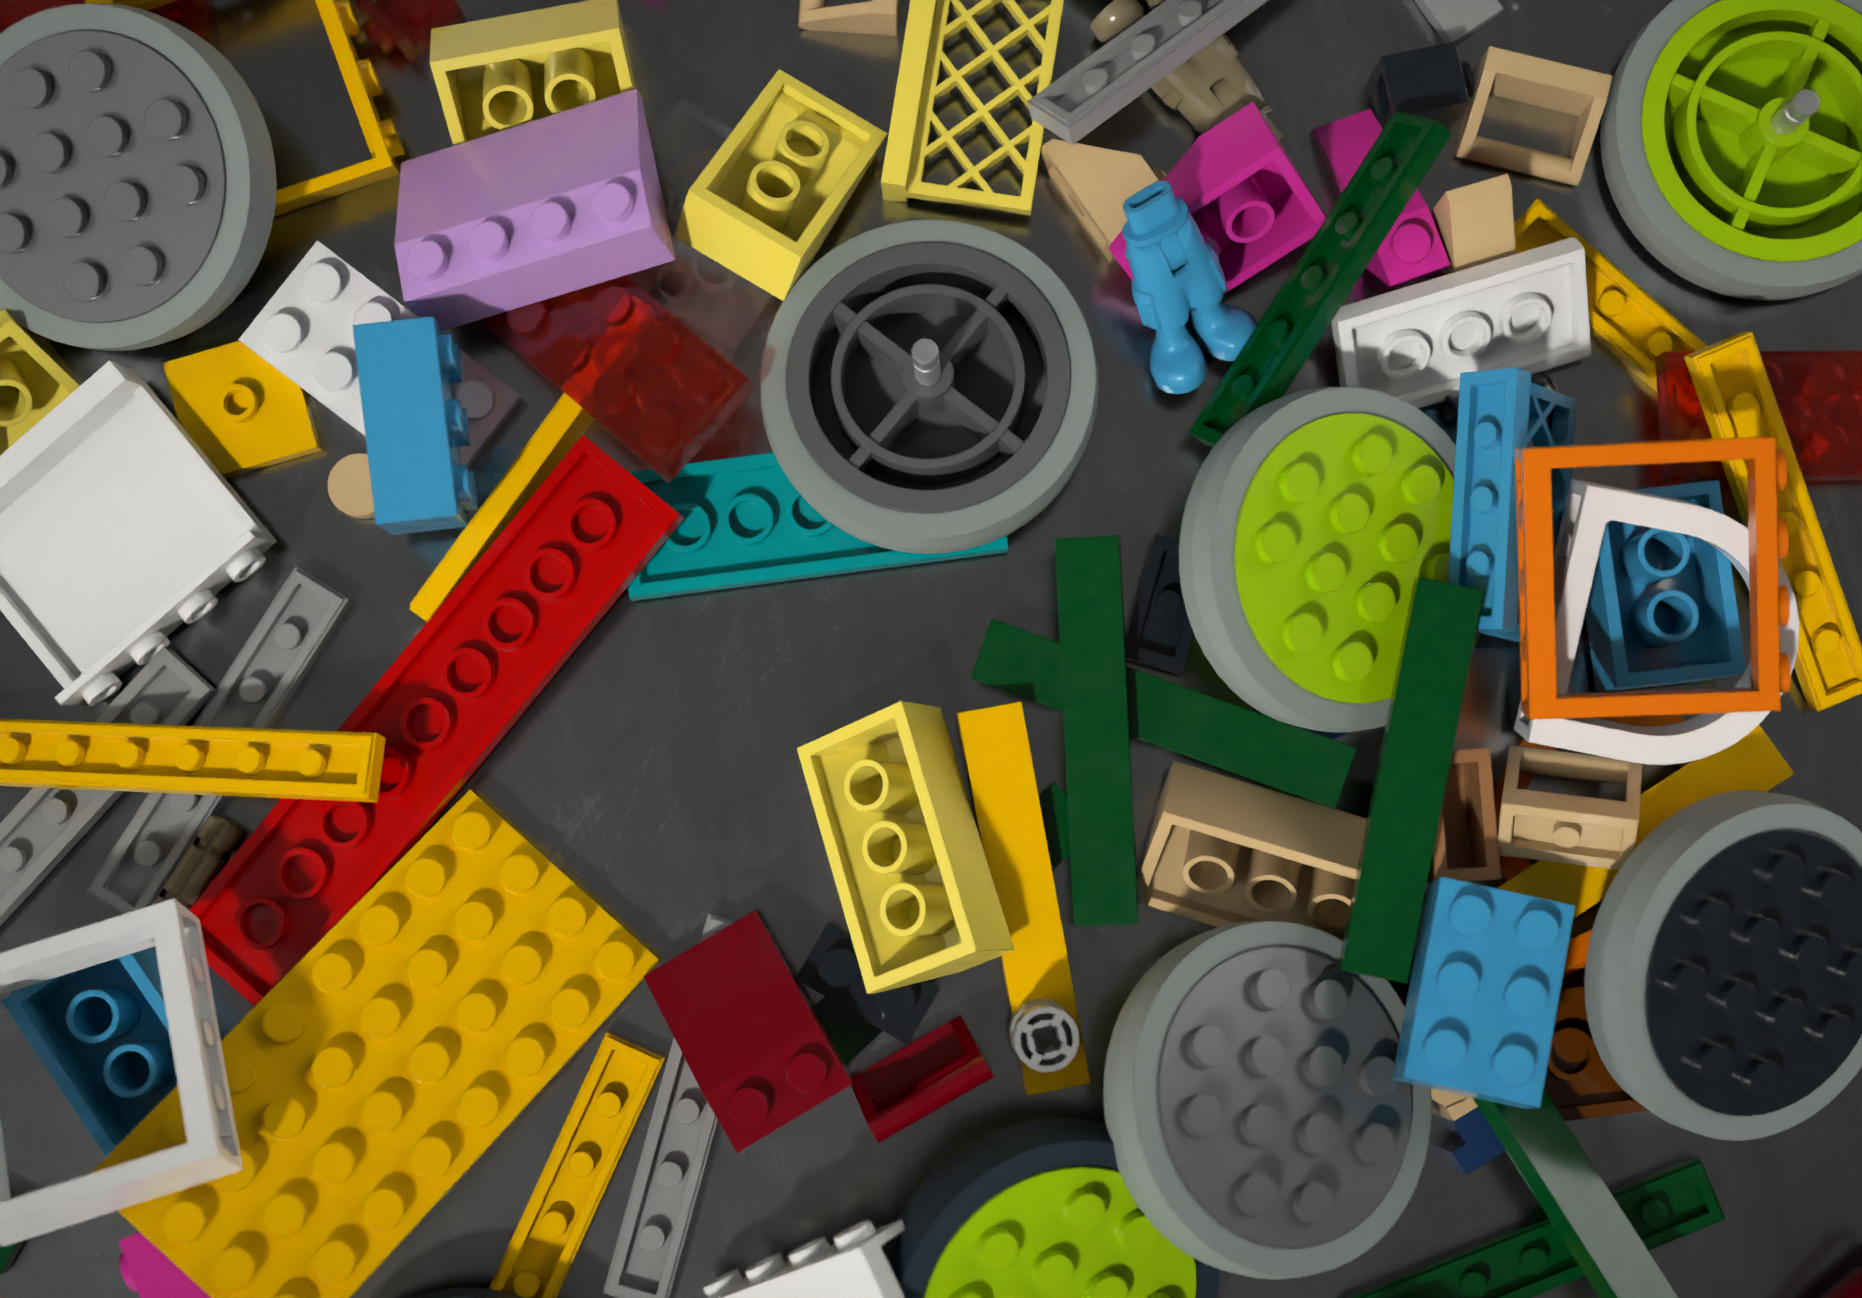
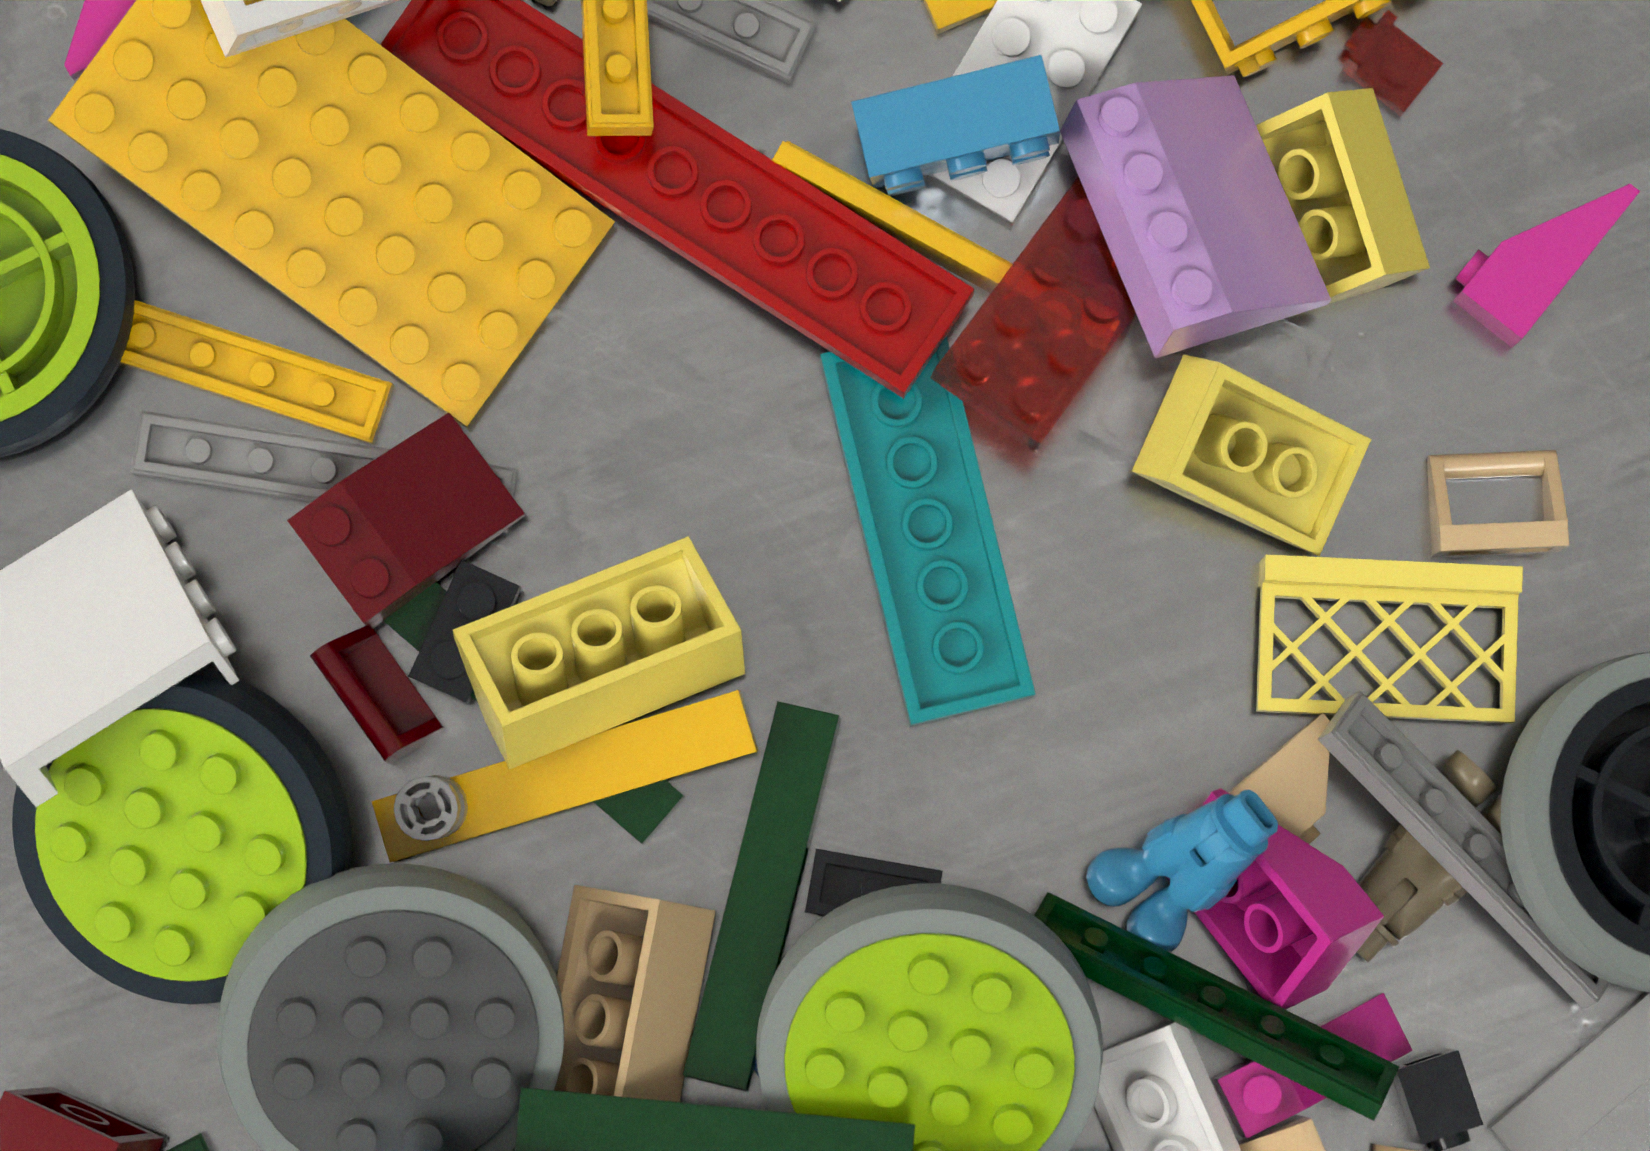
camera: 85 degrees right, 0 degrees up
(351, 486) = (902, 68): tan tile -> none
(929, 386) = (1063, 626): dark grey wheel -> none
(1096, 731) = (736, 830): dark green tile -> none

